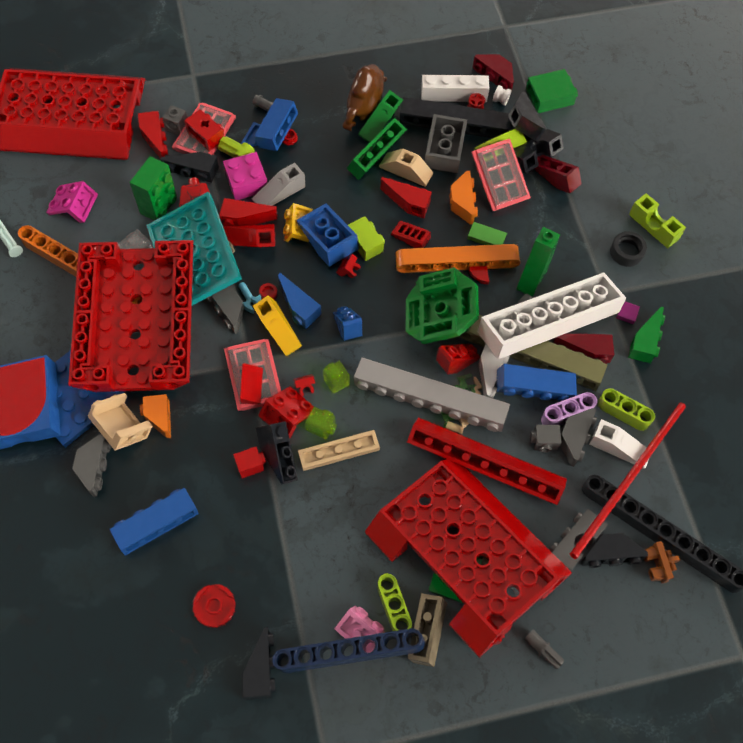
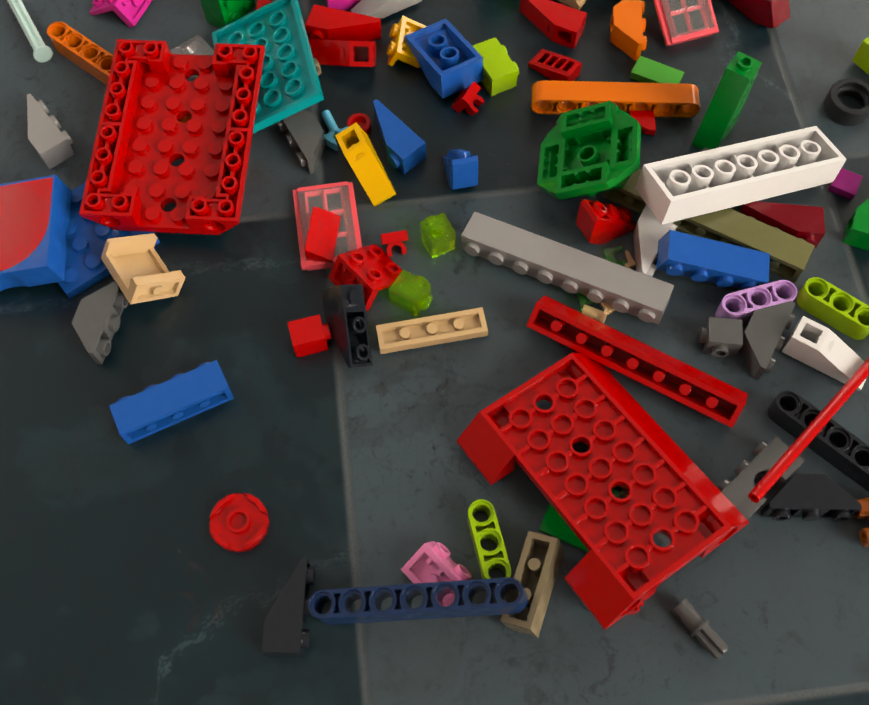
camera: 10 degrees right, 0 degrees up
(27, 318) = (45, 135): none -> light grey slope
(157, 411) = (195, 261): orange slope -> none

